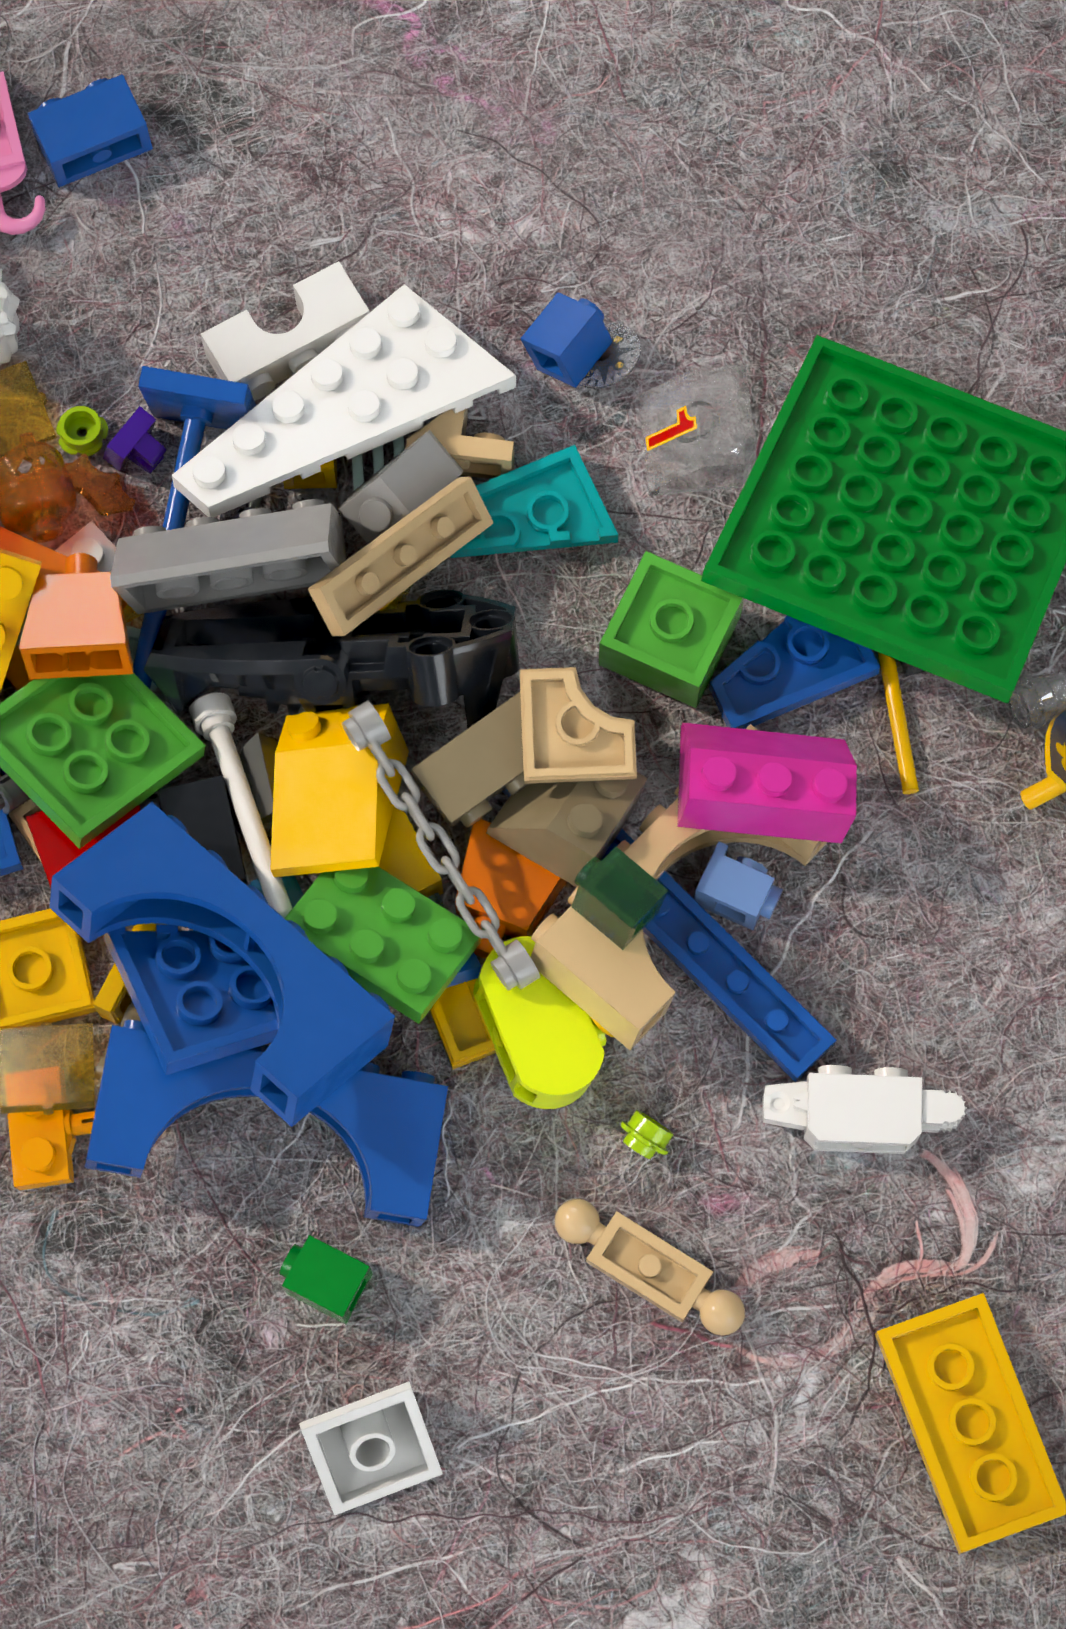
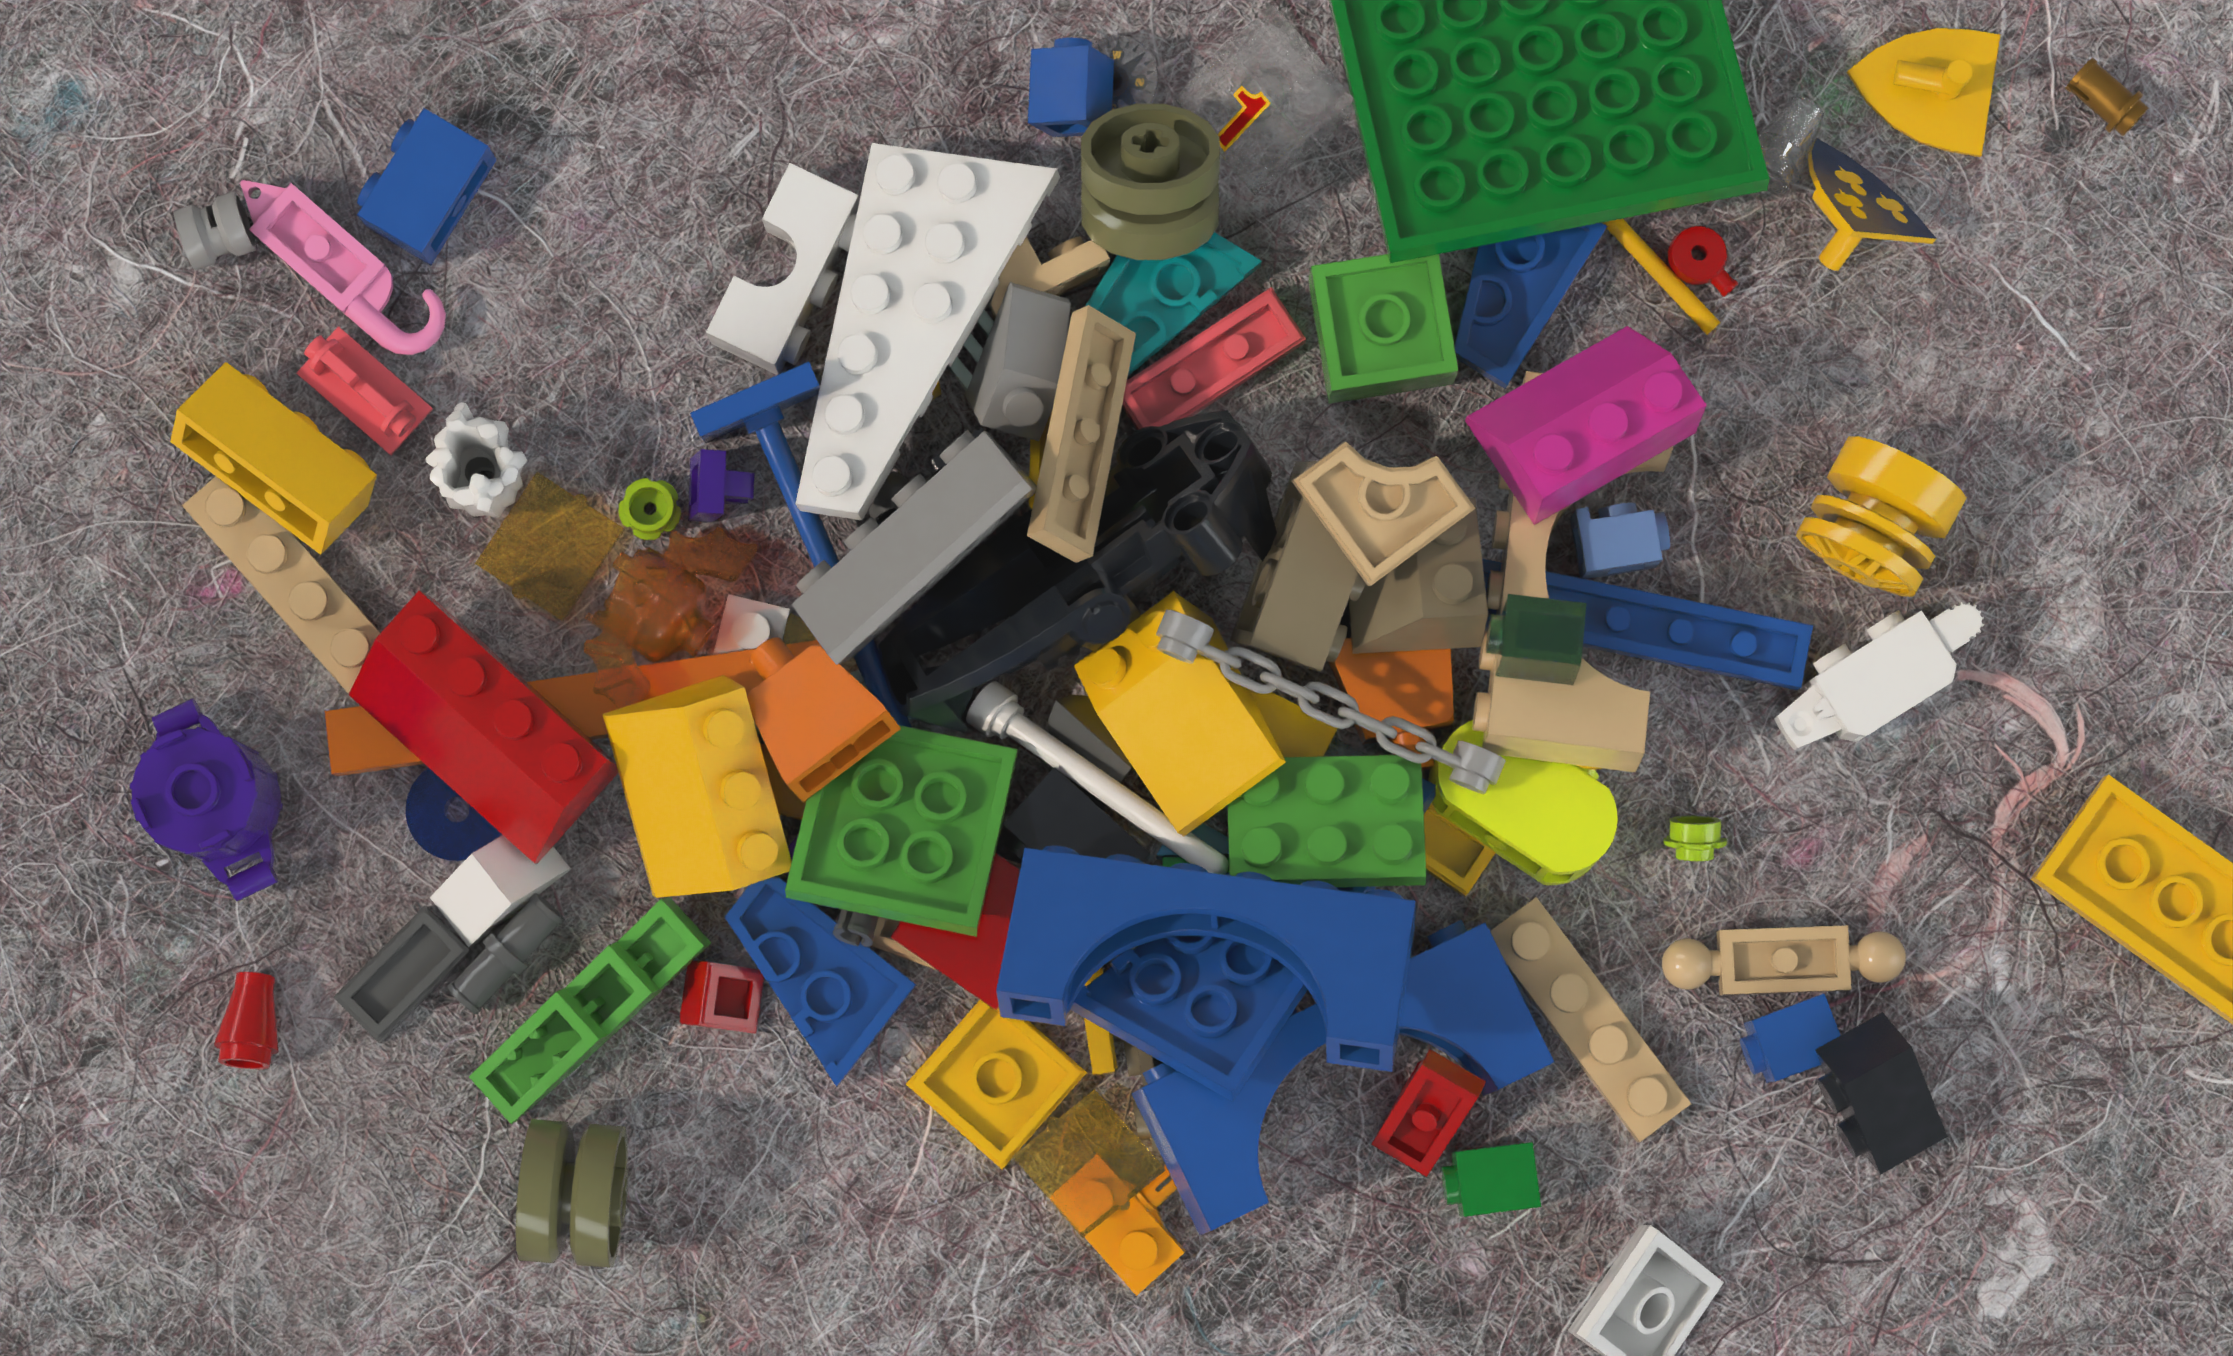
camera: 35 degrees left, 10 degrees up
(313, 1197) = (1428, 1112): none -> red slope
(477, 1214) = (1588, 1021): none -> tan plate
(540, 584) = (1212, 363): none -> coral tile
(574, 425) = (1150, 181): none -> olive wheel
(614, 1327) = (1787, 1038): none -> blue brick
(649, 1406) = (1879, 1093): none -> black brick
(935, 746) = (1701, 271): none -> red piece
(947, 986) = (1886, 504): none -> yellow wheel

